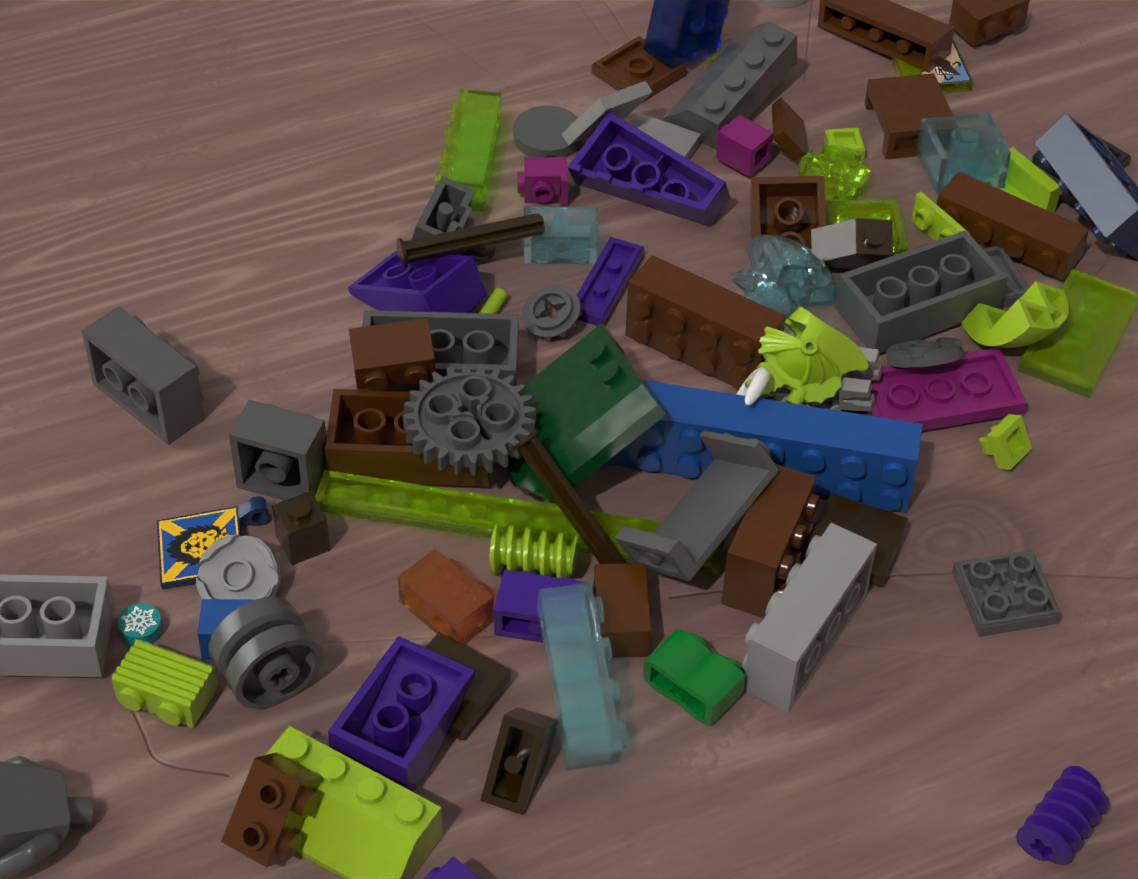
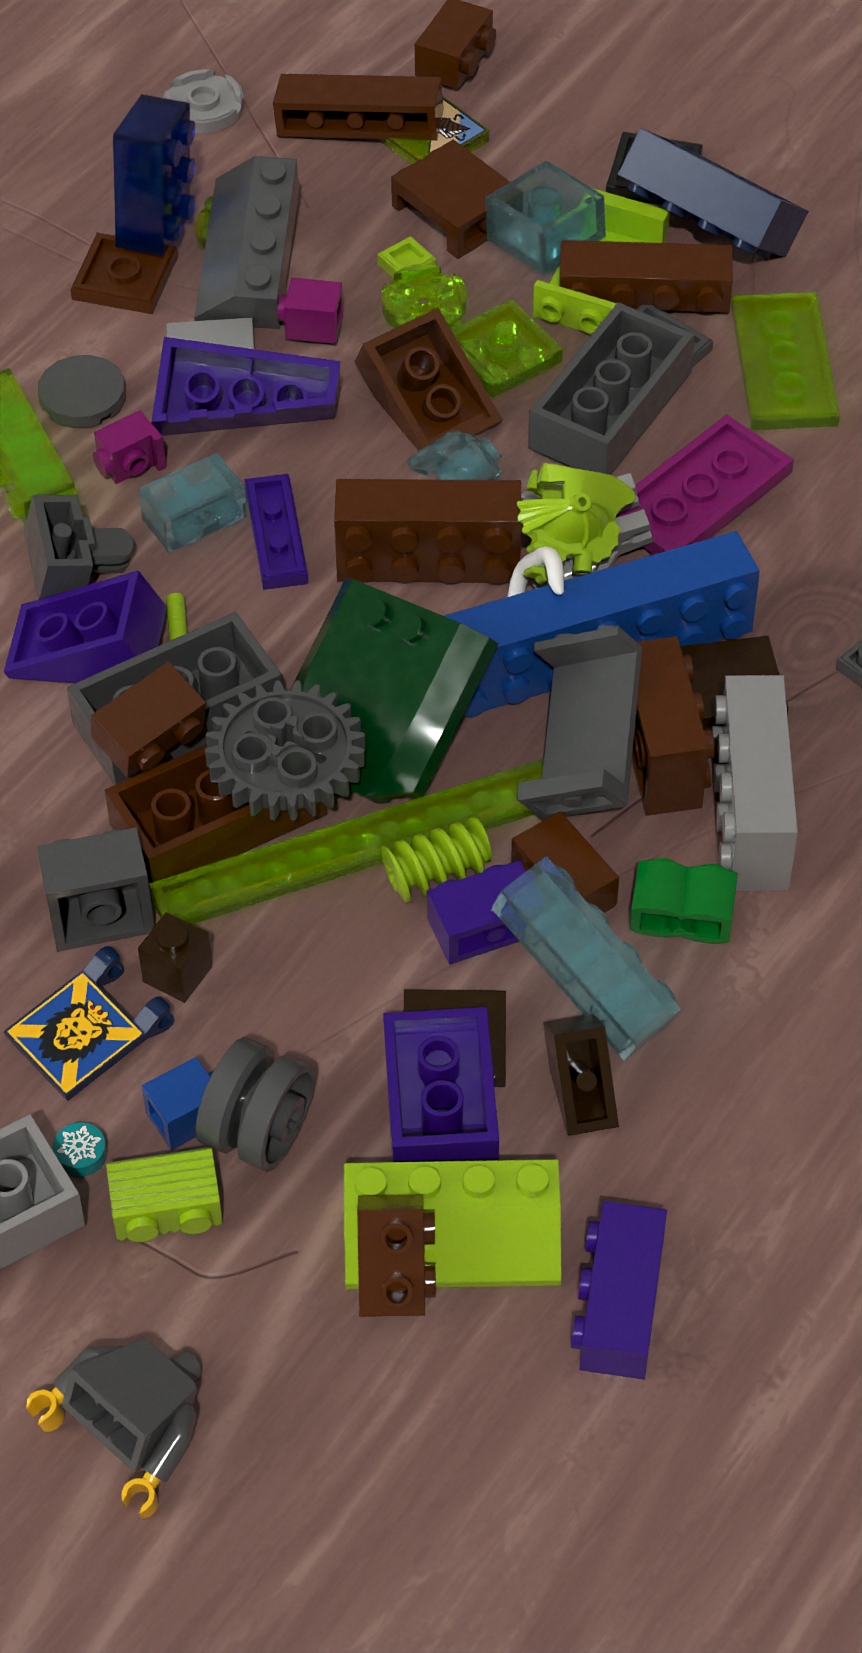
camera: 30 degrees left, 5 degrees up
(238, 569) = (147, 1038): light grey tile -> none
(446, 597) = (381, 951): clear orange brick -> none
(469, 238) = (112, 554): dark brown axle -> none
(536, 314) = (249, 573): dark grey gear -> none
(568, 500) = (443, 783): dark brown axle -> none
(619, 103) = (147, 340): light grey tile -> none
(788, 129) = (344, 270): reddish brown tile -> none
(794, 265) = (473, 421): clear light blue brick -> none
(853, 242) = (513, 370): dark brown slope -> none
(922, 353) = (672, 451): dark grey tile -> none
(1007, 442) = (800, 510): lime tile -> none
(1026, 322) = (733, 379): lime brick -> none

